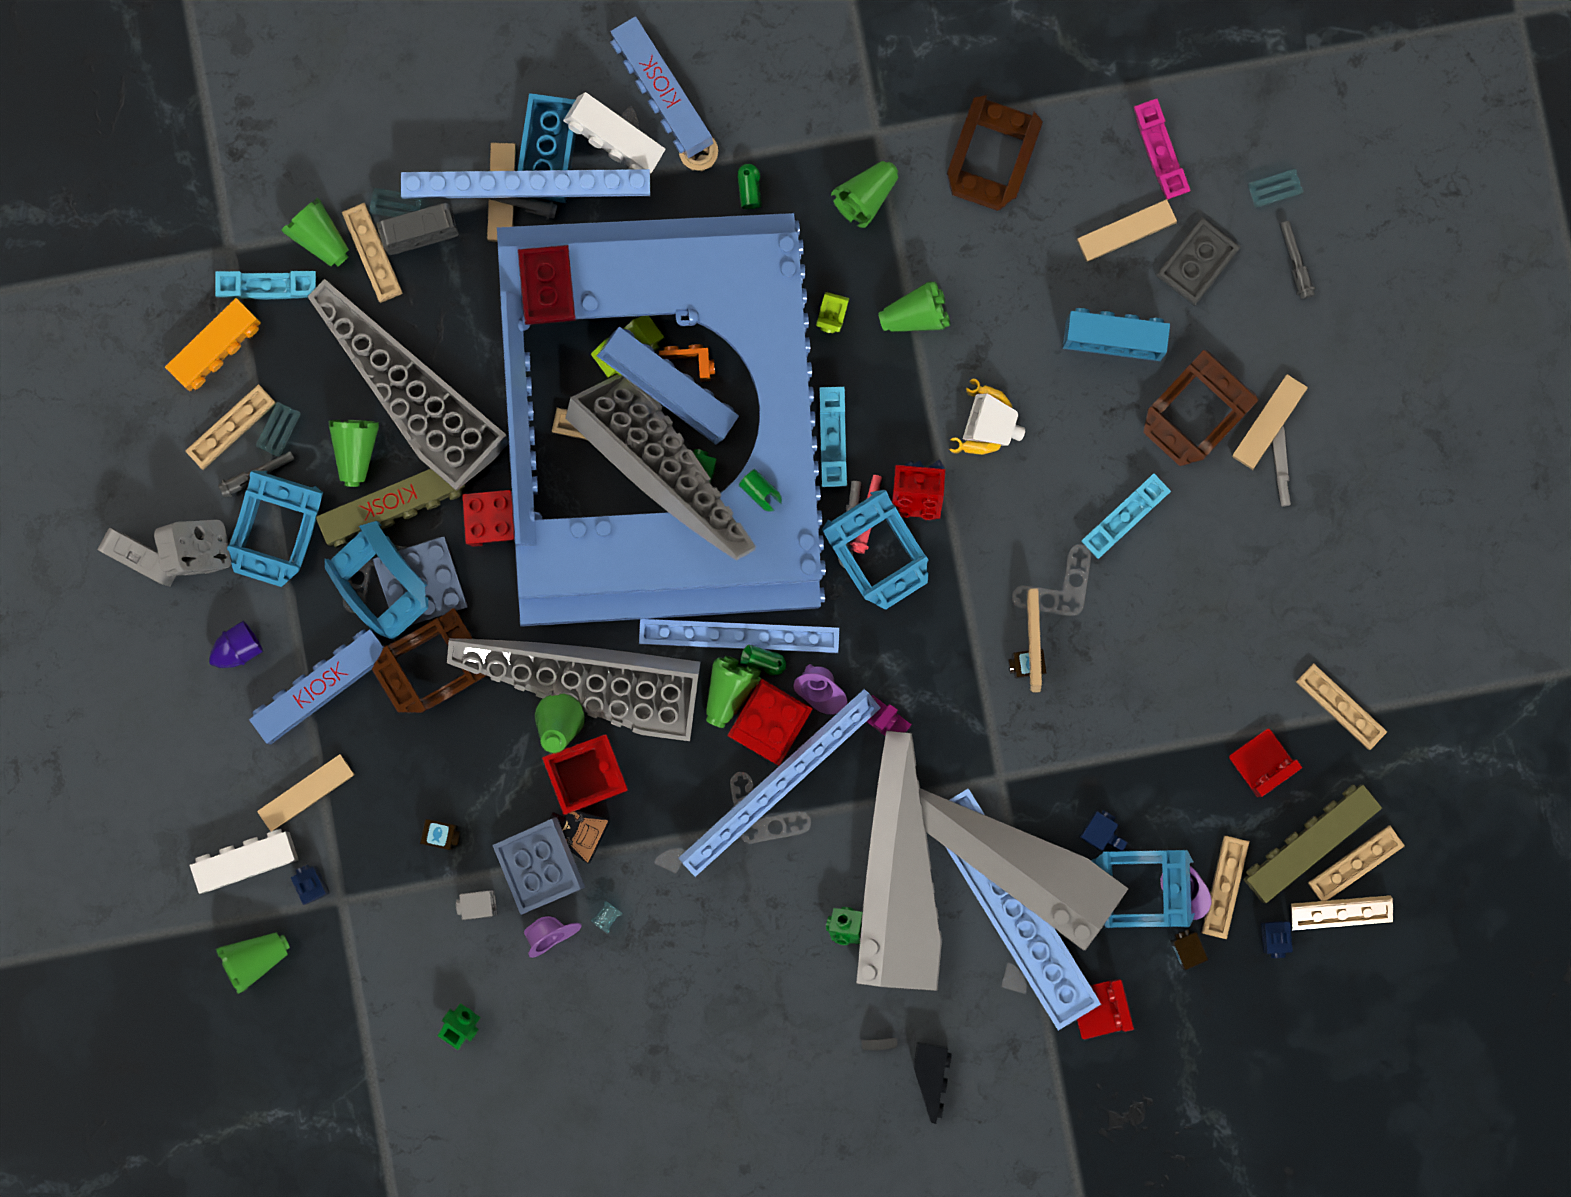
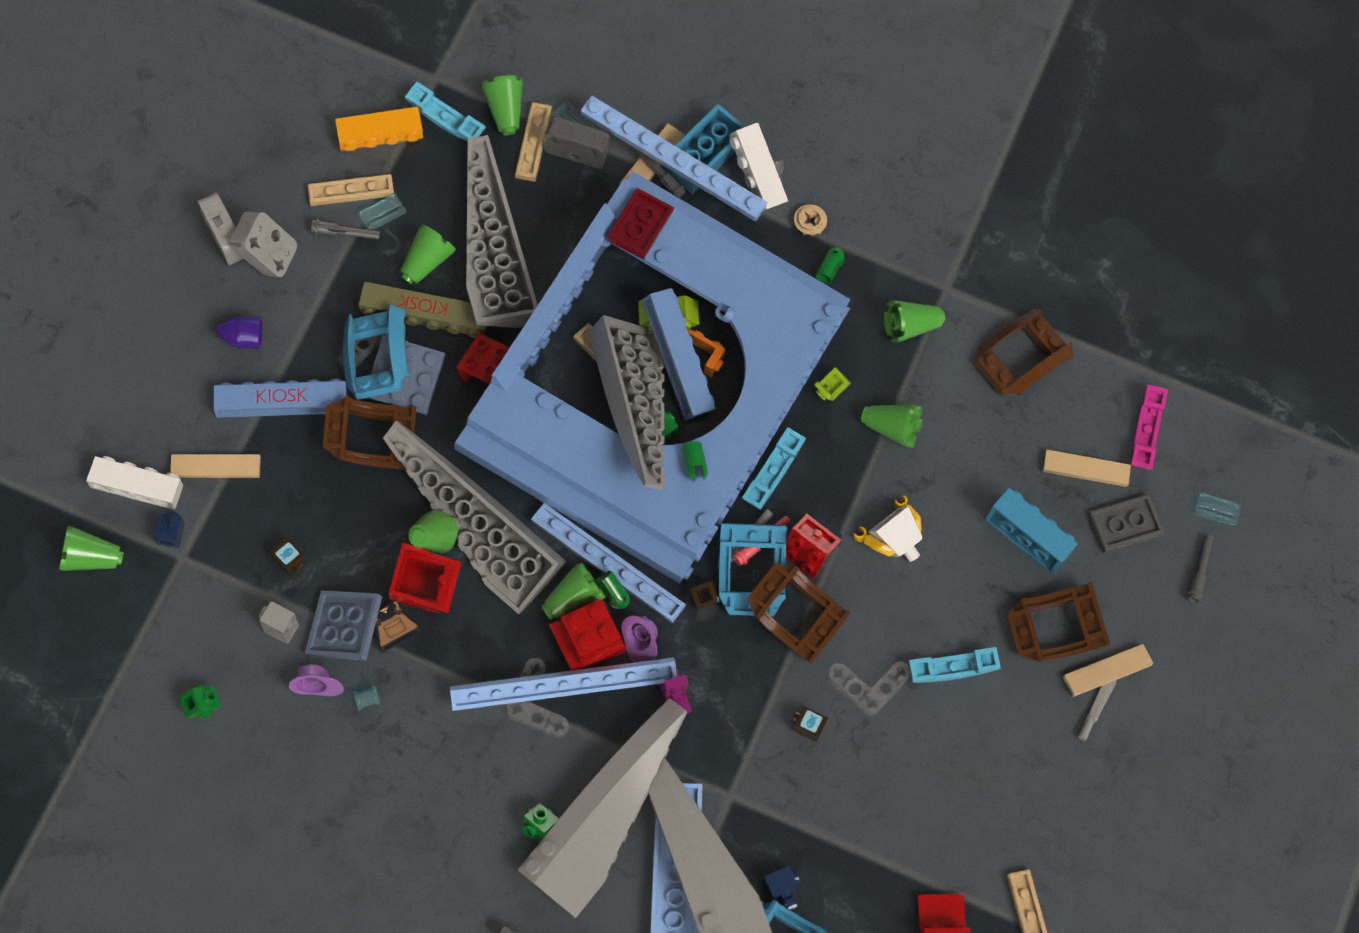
camera: 25 degrees right, 15 degrees down
(285, 494) = (352, 250): dark azure wedge -> none
(662, 88) = (813, 161): medium blue brick -> none
(669, 859) = (441, 689): clear tile -> none
(851, 606) = (705, 594): none -> dark brown brick
(981, 571) = (822, 630): none -> reddish brown wedge
(1034, 640) = (825, 705): tan tile -> none

